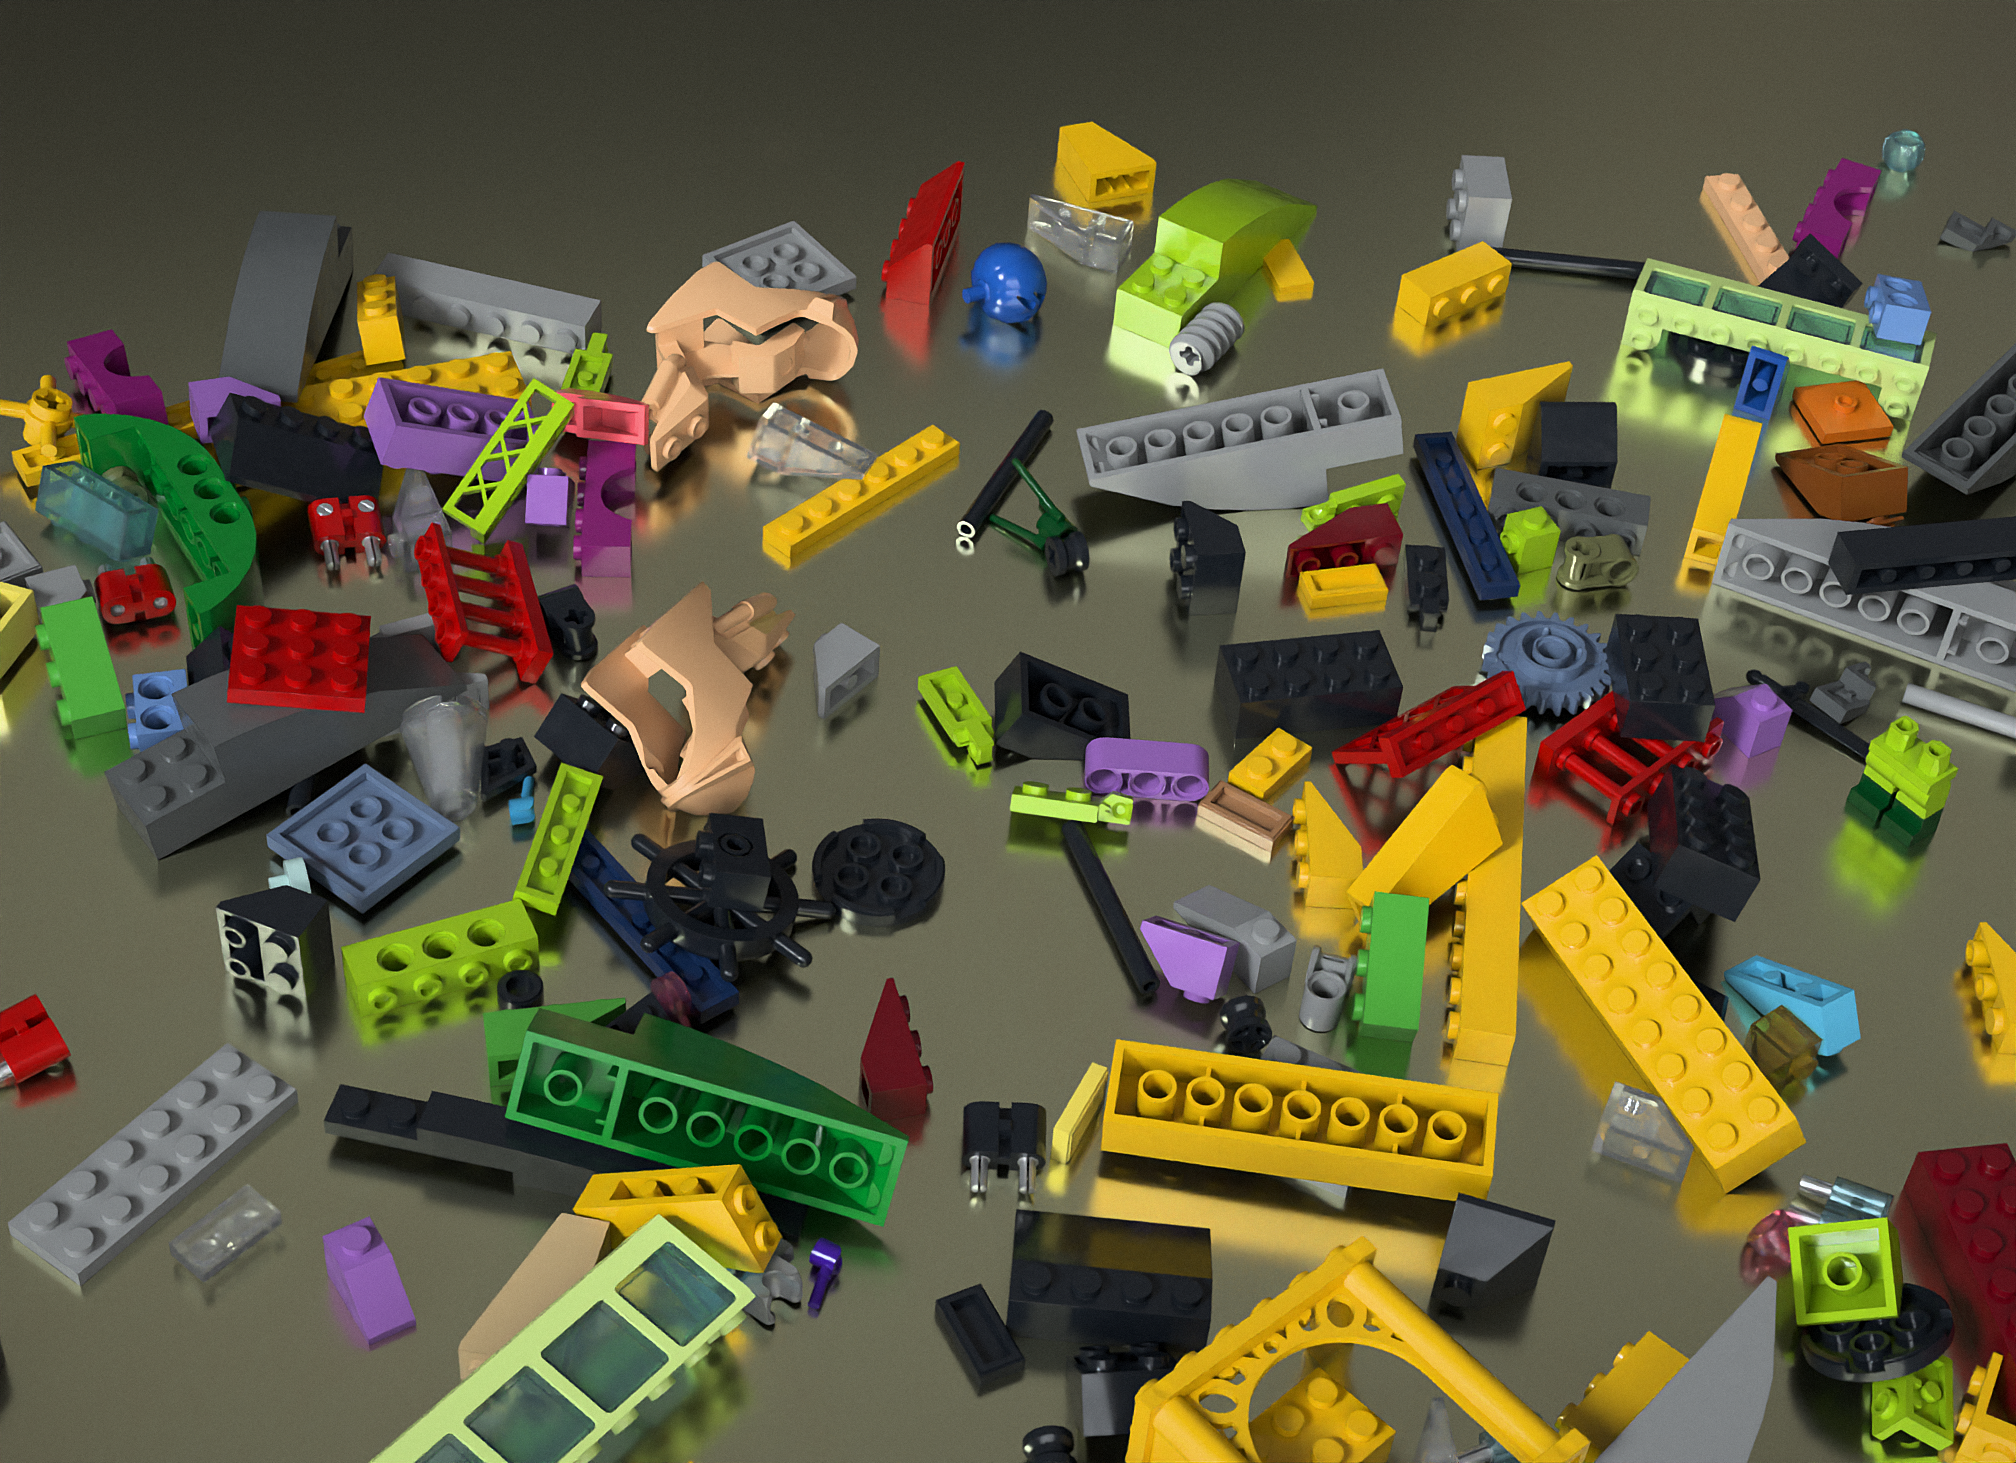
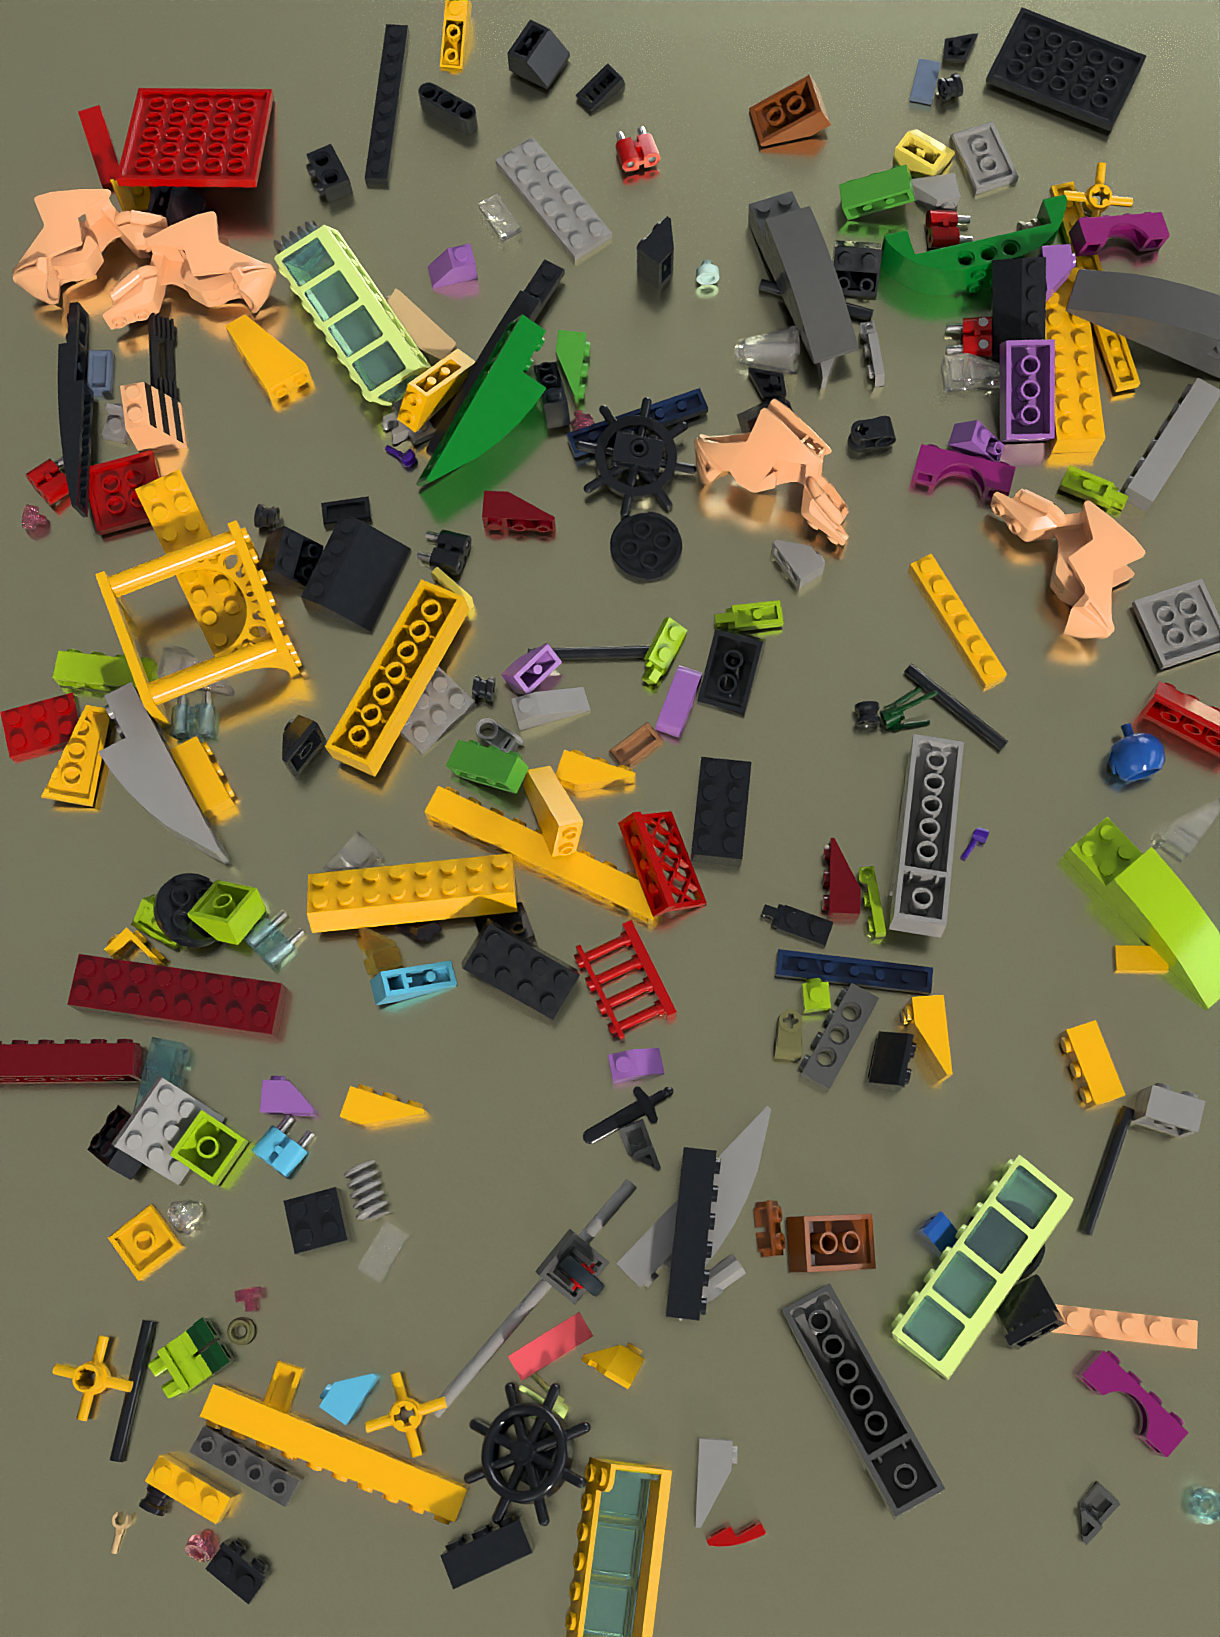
camera: 115 degrees right, 30 degrees up
(96, 510) = (1008, 213): clear light blue brick -> none
(154, 707) = (841, 224): medium blue brick -> none
(299, 659) = (821, 265): red plate -> none
(364, 837) = (731, 309): sand blue plate -> none
(380, 319) = (1150, 373): yellow brick -> none
(440, 957) = (636, 294): lime brick -> none
(512, 590) = (895, 405): red fence -> none
(520, 990) = (611, 363): black tile -> none
(522, 808) = (734, 387): dark azure hand -> none
(526, 463) = (993, 424): lime fence -> none
(557, 838) = (696, 389): lime fence -> none
(607, 416) = (1037, 474): coral slope -> none
(803, 448) = (987, 590): clear slope -> none
(1206, 338) = (1059, 869): light grey piece -> none
(1207, 561) = (831, 782): black slope -> none
(1270, 765) = (670, 773): yellow plate -> none
(1343, 586) = (809, 873): yellow tile -> none
(1551, 661) = (702, 982): sand blue gear -> none
(1660, 678) = (651, 1002): black brick -> none
(1723, 487) = (827, 1144): yellow slope -> none
(1772, 1235) = (272, 895): clear pink tile -> none
(1842, 412) = (899, 1281): orange plate -> none
(1898, 309) = (963, 1351): medium blue brick -> none
(1905, 782) = (539, 1119): lime hips -> none

